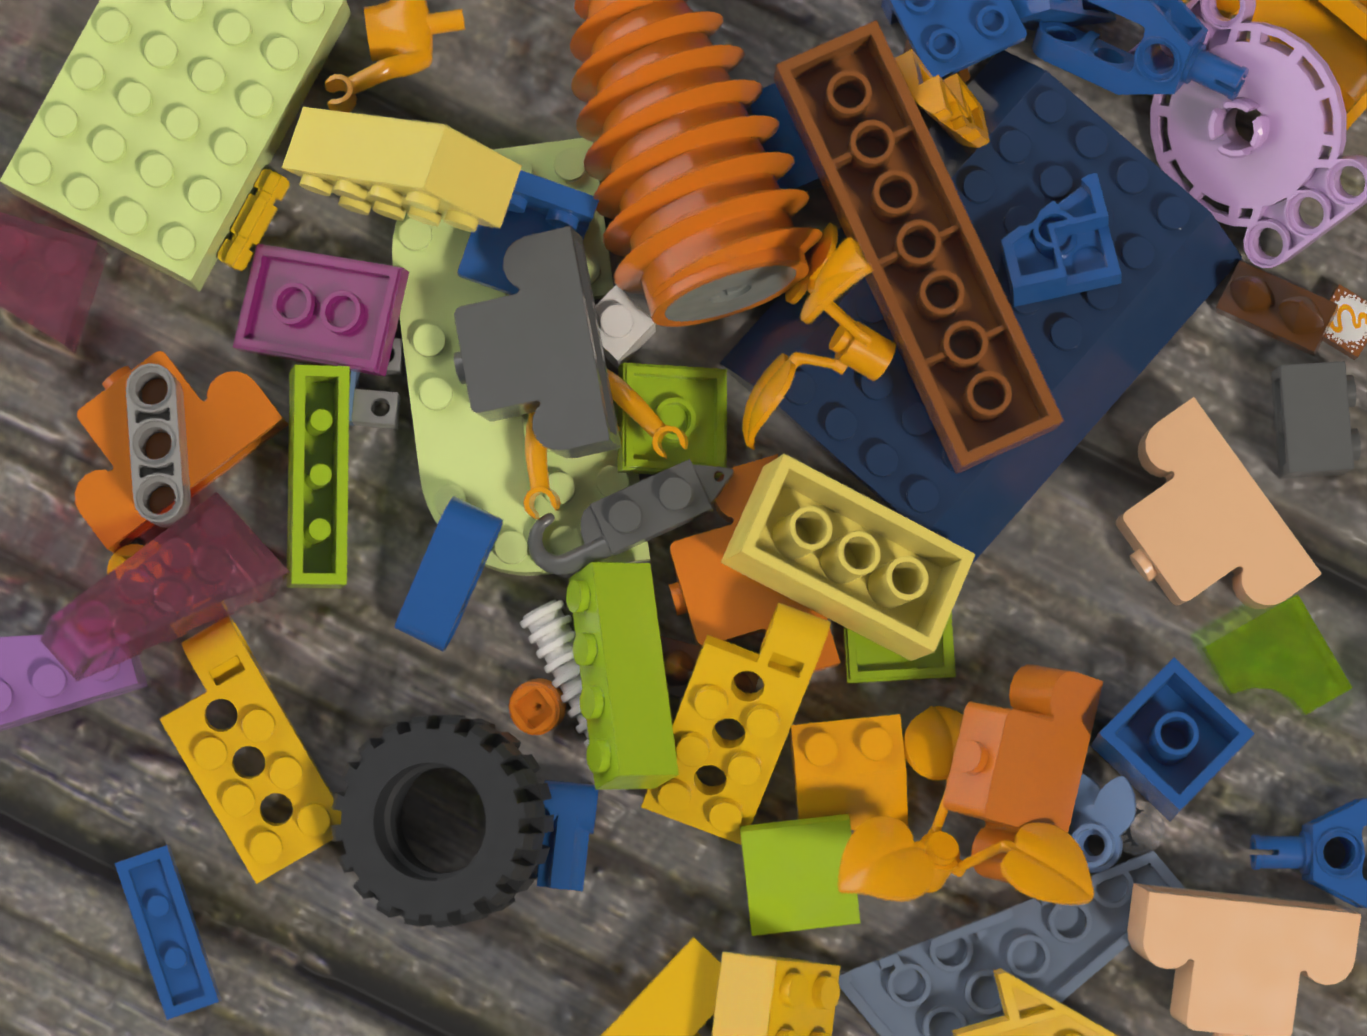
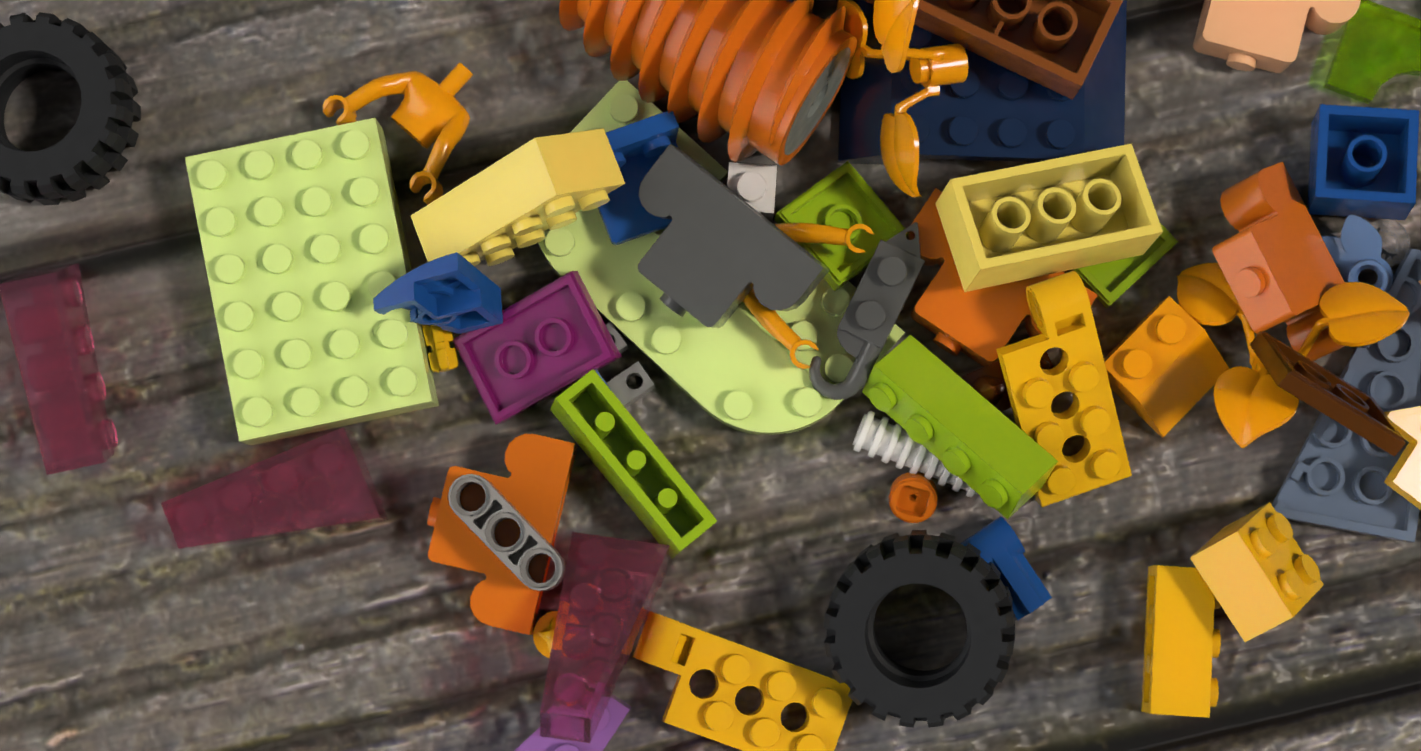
camera: 35 degrees left, 0 degrees up
(276, 199) = (446, 295): none -> blue slope
(448, 573) = (780, 455): blue beam -> none
(795, 874) = (1188, 462): lime tile -> none
(957, 907) = (1327, 393): none -> reddish brown tile

